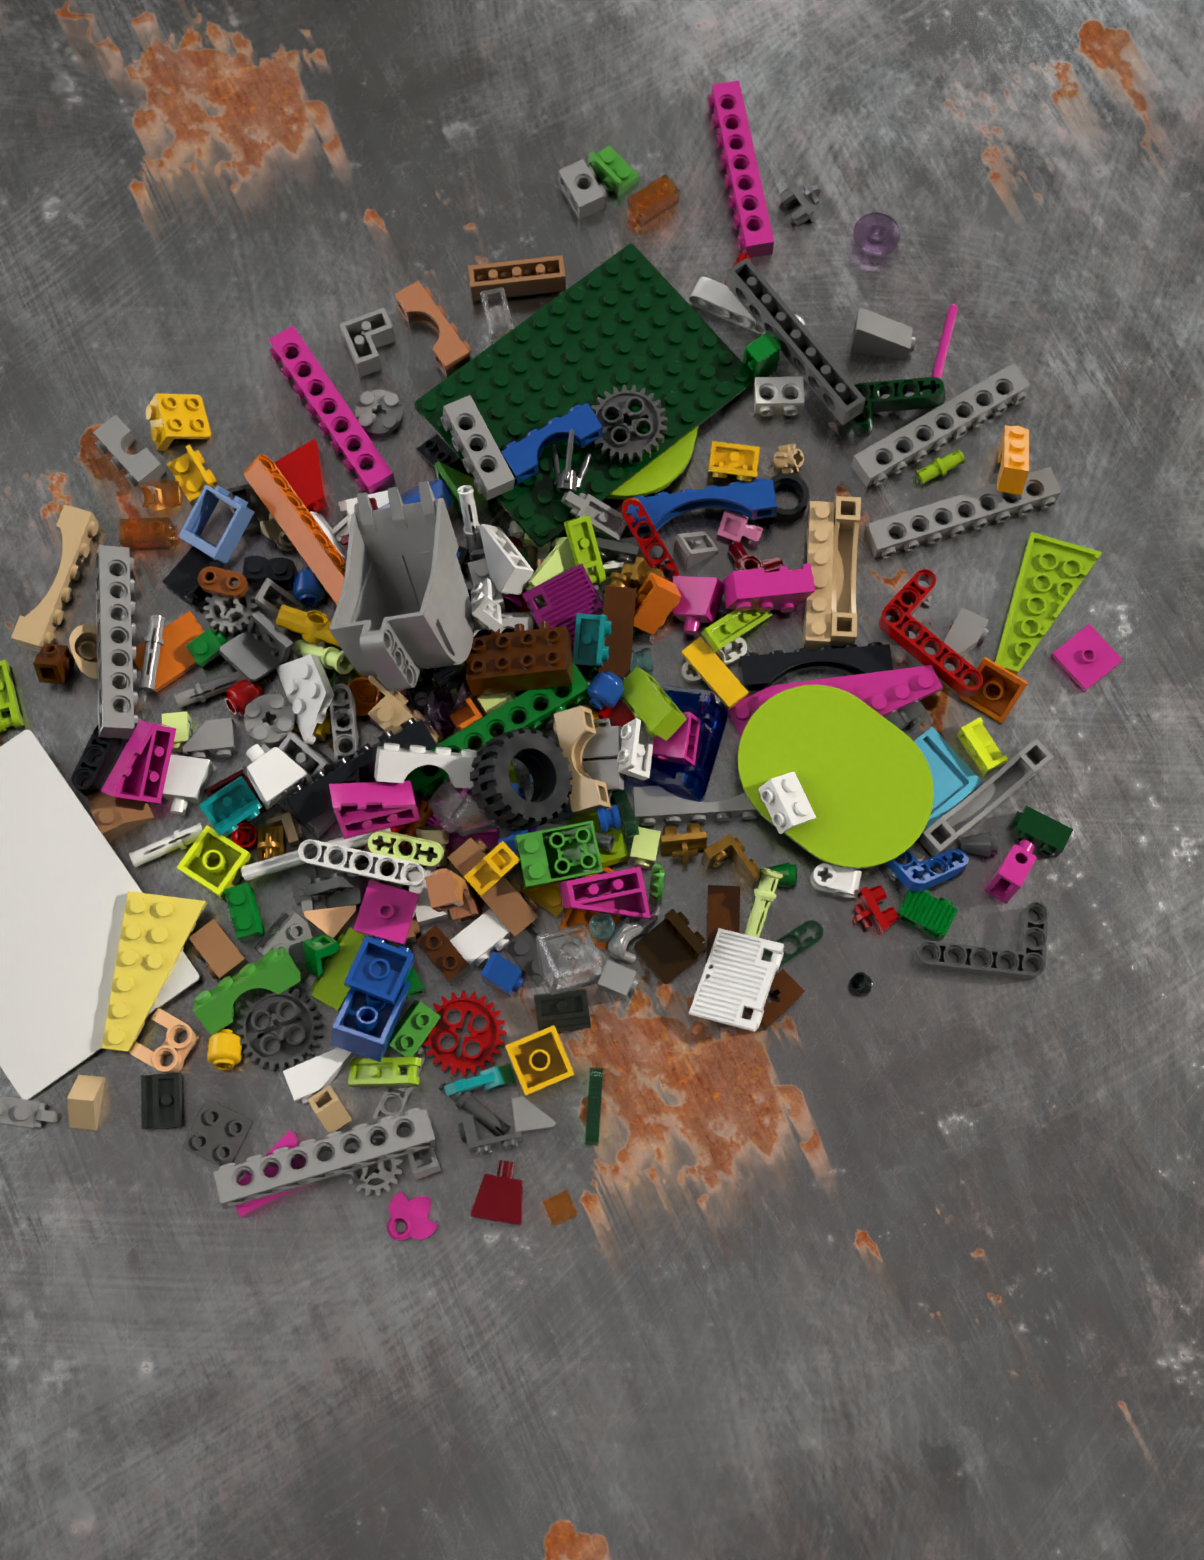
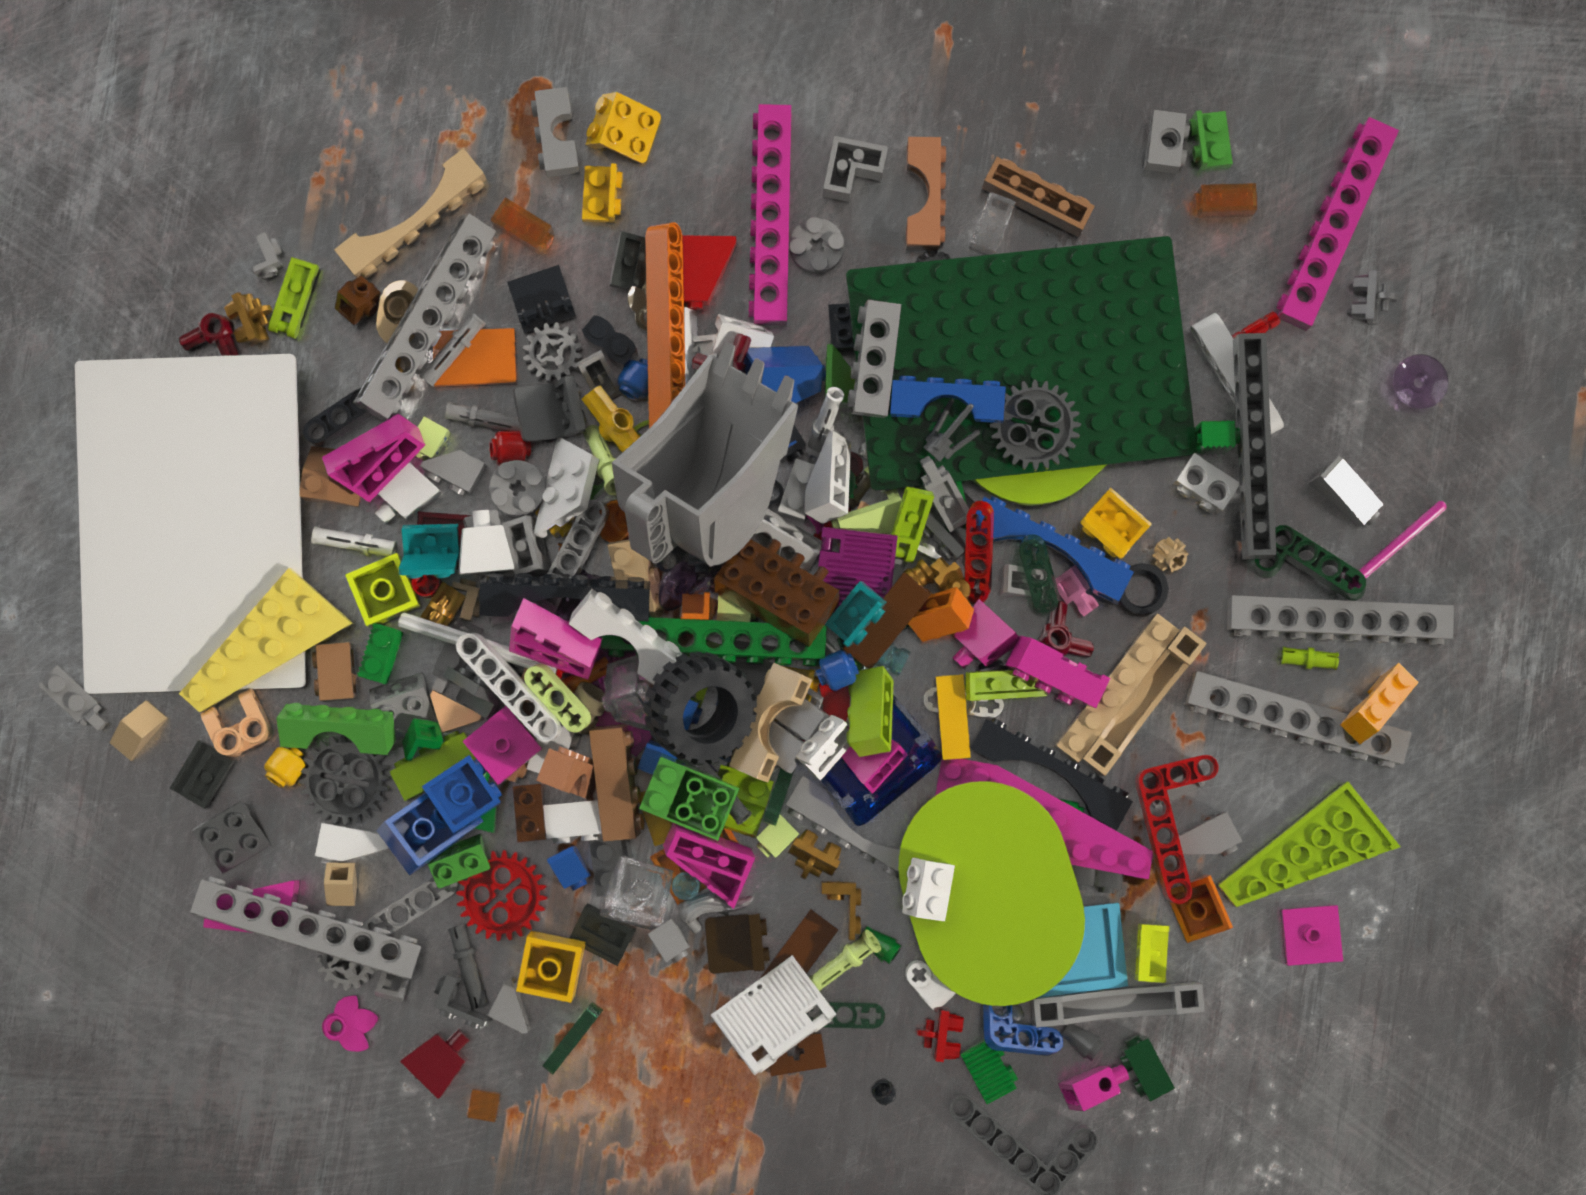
camera: 30 degrees right, 10 degrees up
(160, 494) = (560, 193): clear orange panel -> none
(202, 512) = (566, 273): medium blue window -> none
(206, 646) = (506, 376): green bracket -> none
(221, 583) = (558, 326): dark orange plate -> none
(371, 1073) = (409, 887): lime plate -> none
(484, 608) = (780, 519): white bracket -> none
(490, 1079) = (496, 953): teal piece -> none
(491, 868) = (620, 769): yellow slope -> none
(609, 818) = (758, 794): blue wheel -> none
(656, 884) = (763, 878): bright green gear -> none
(713, 546) = (1034, 584): none -> clear green beam

